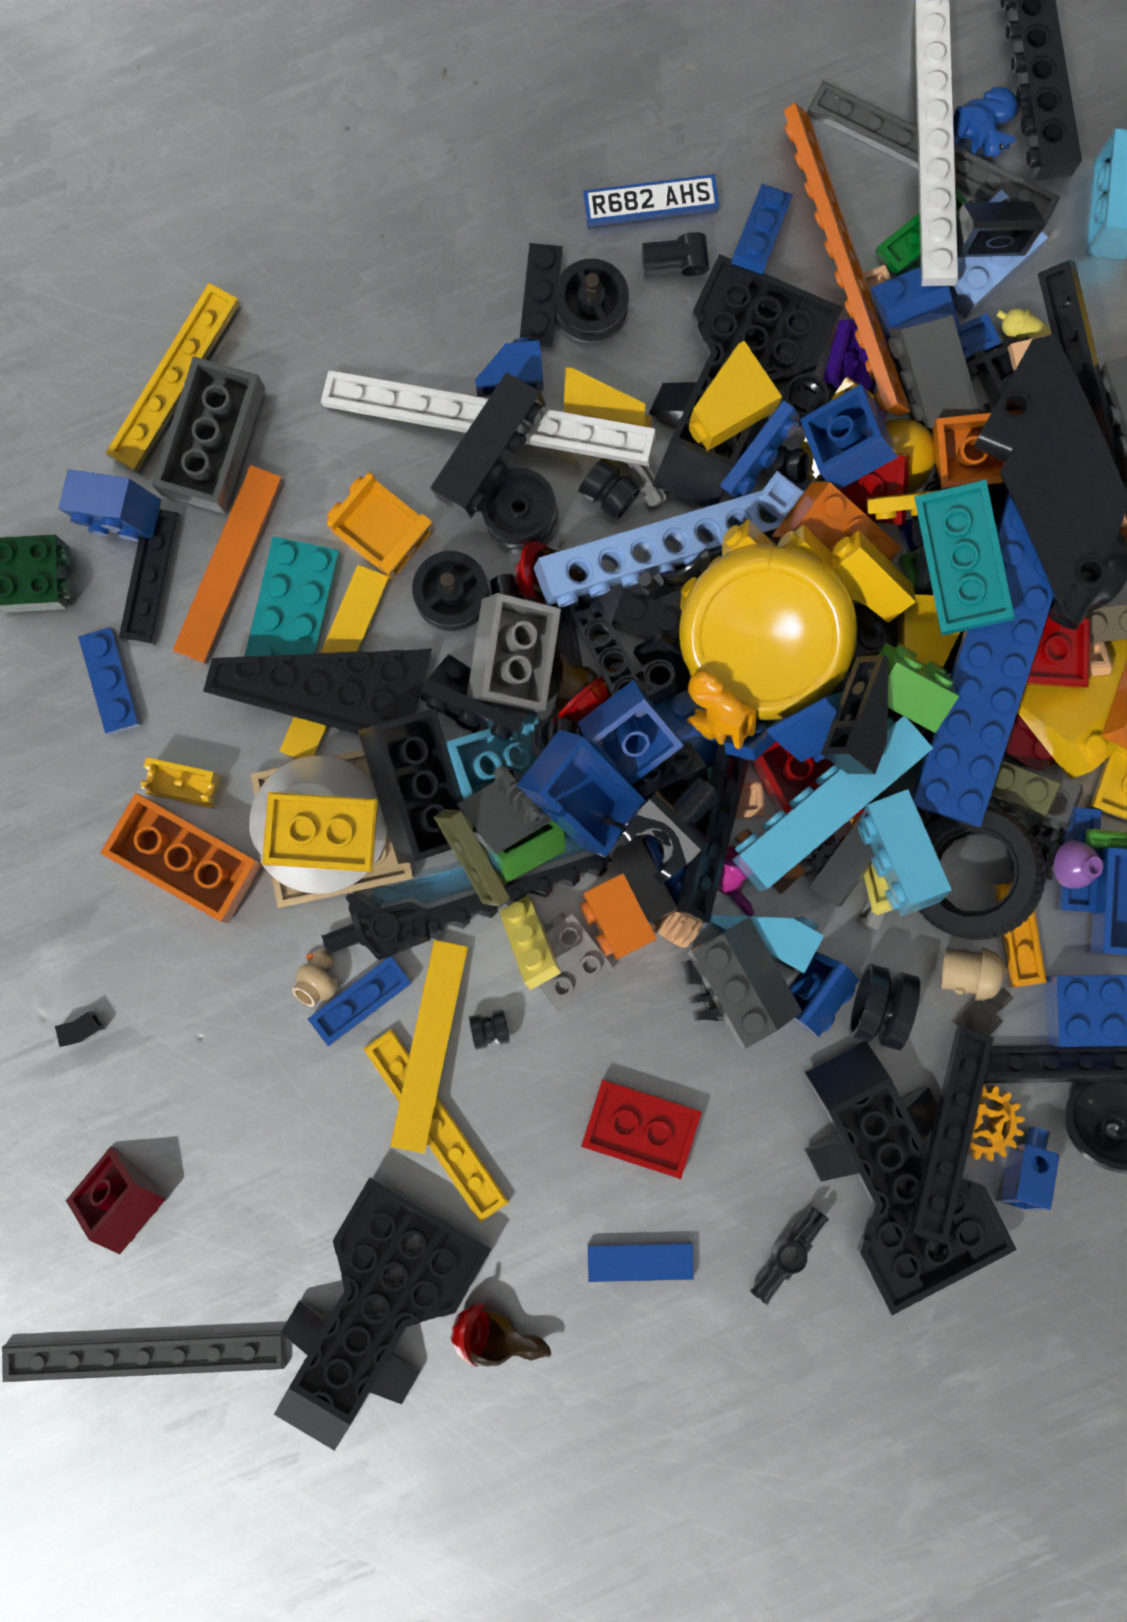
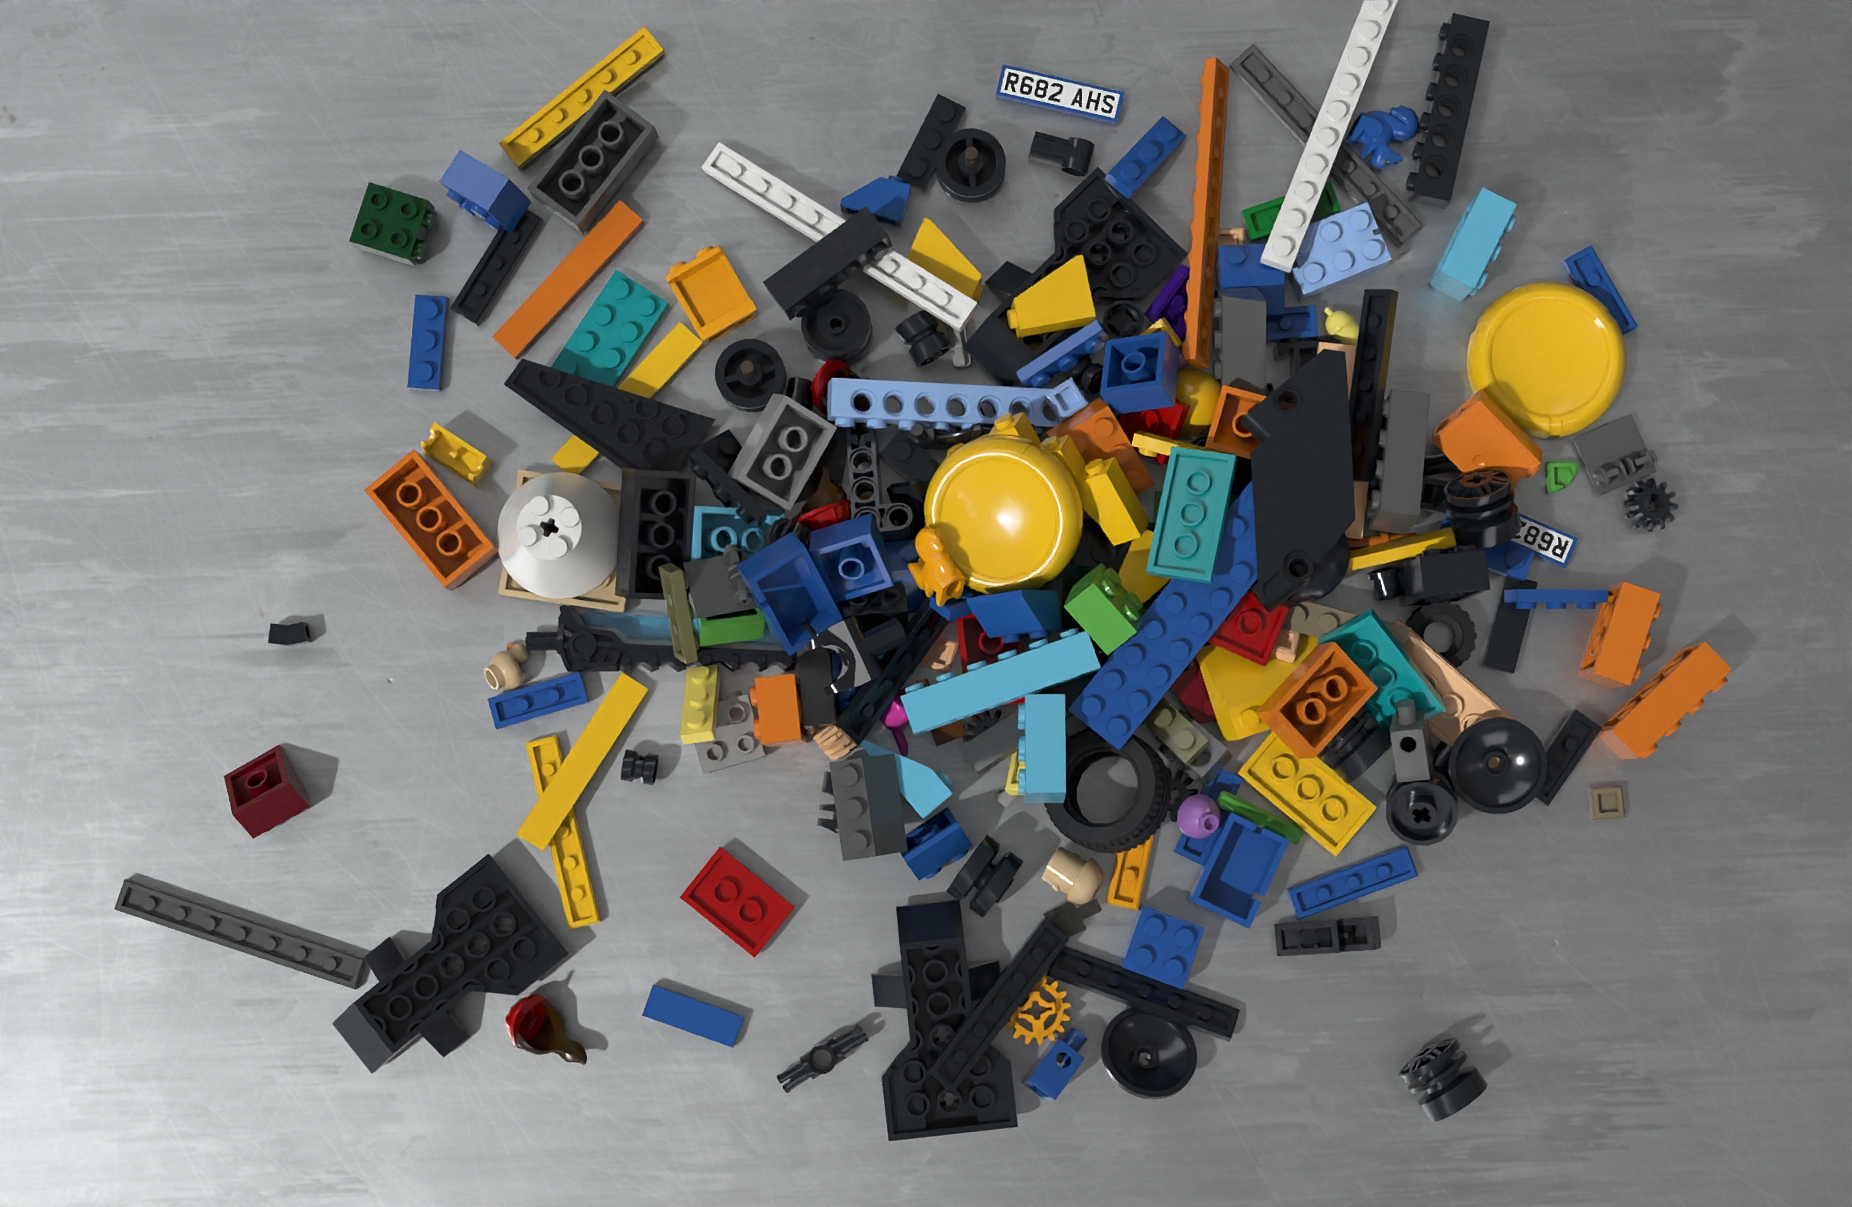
camera: 25 degrees right, 0 degrees up
(320, 832) = (555, 543): yellow tile -> none
(861, 719) = (1043, 622): black slope -> none
(997, 228) = (1342, 236): black slope -> none

